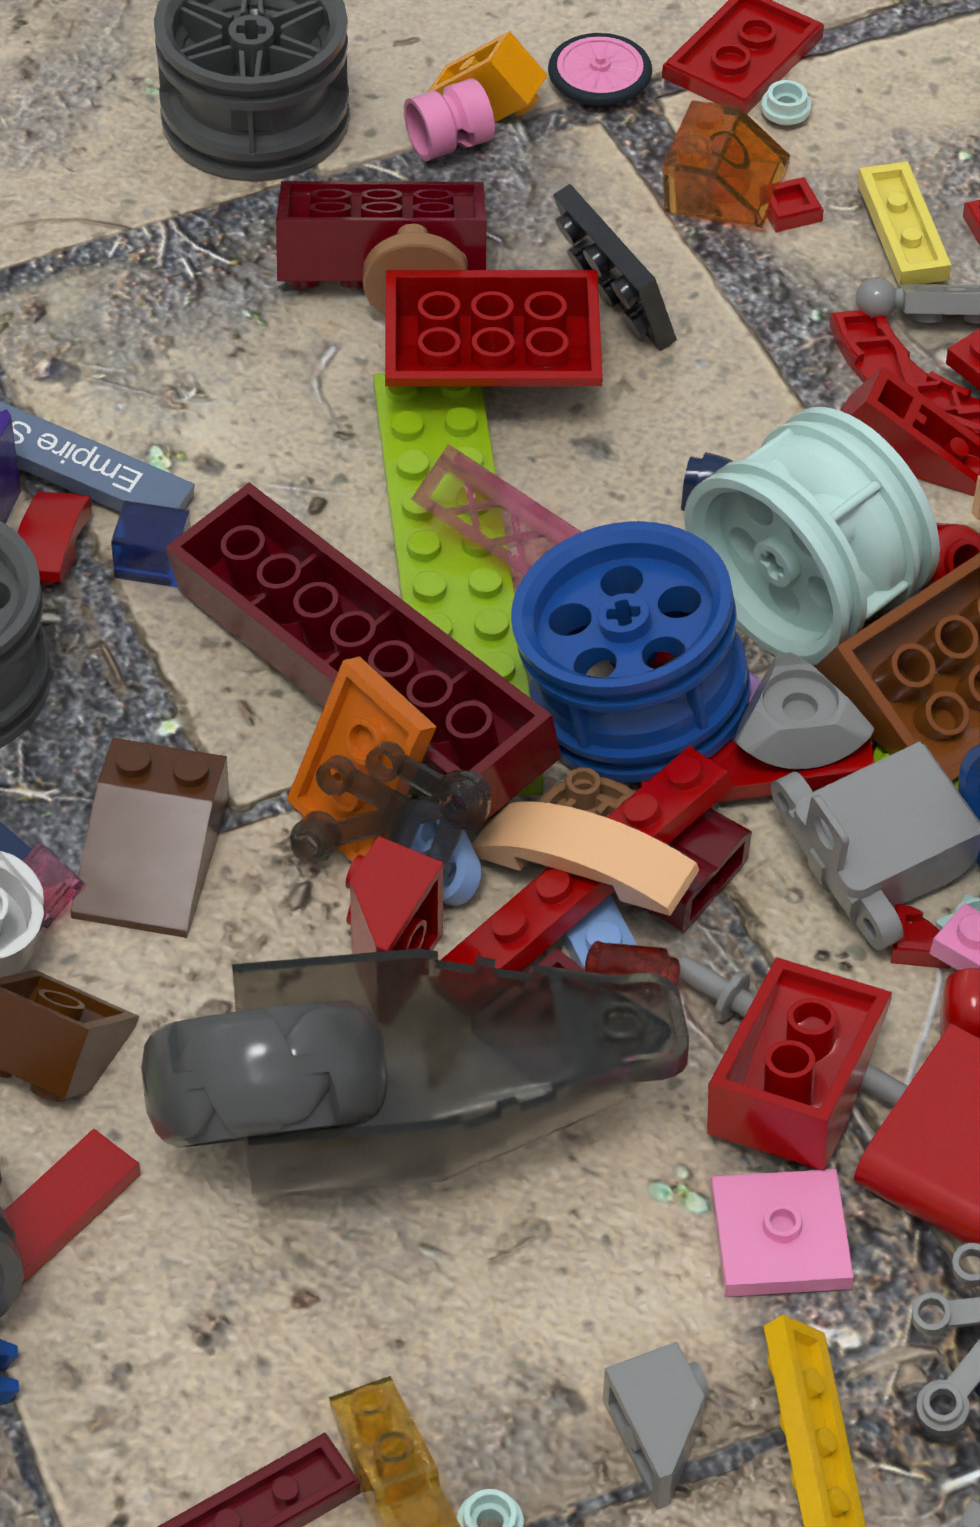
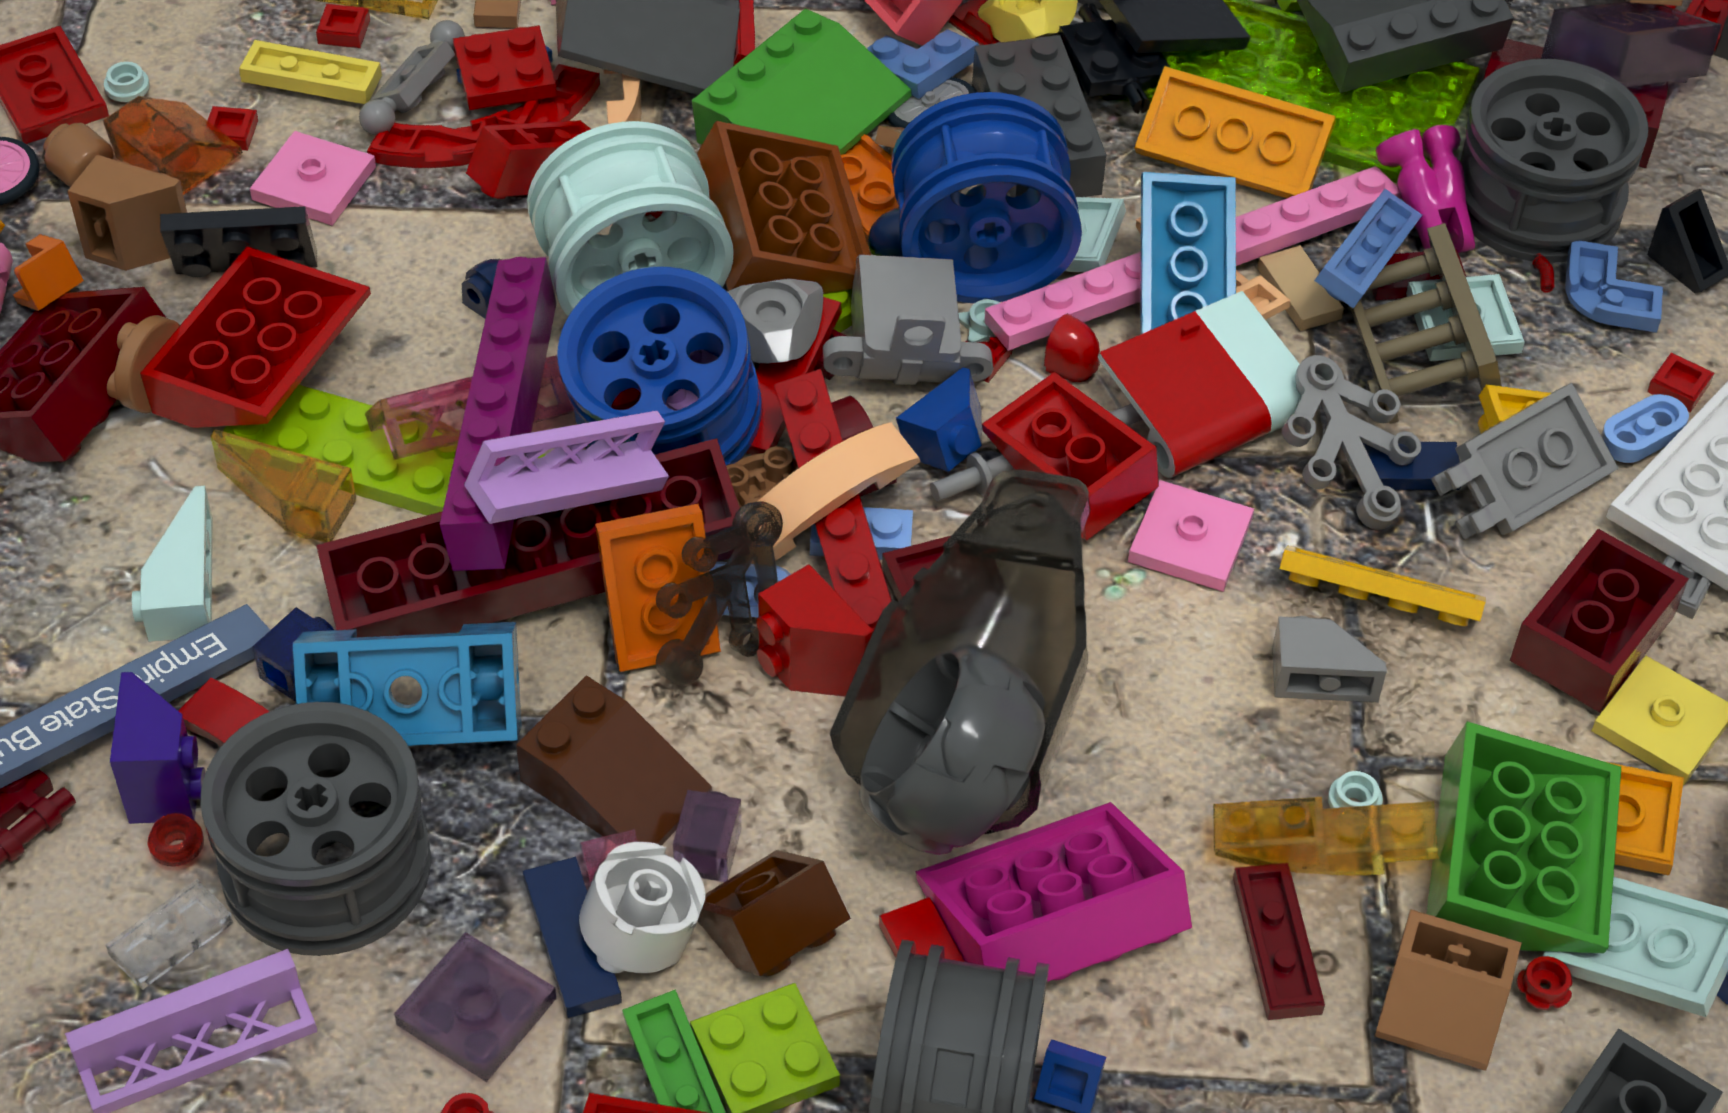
camera: 65 degrees left, 0 degrees up
(114, 945) = (708, 833): none -> clear purple brick
(141, 662) = (464, 679): none -> dark azure plate
(188, 1274) = (1060, 895): none -> dark pink slope
(202, 419) = (178, 574): none -> light aqua slope
(345, 452) = (292, 488): none -> clear yellow slope
(392, 599) = (567, 475): none -> lavender fence
(463, 532) = (499, 402): none -> magenta brick
(488, 160) = (46, 273): none -> orange panel
(590, 157) = (120, 212): none -> medium nougat slope
(631, 959) = (932, 515): clear red cone -> none
(655, 113) = (72, 149): none -> medium nougat head
(767, 292) = (313, 176): none -> bright pink plate
(785, 926) = (945, 422): none -> blue slope

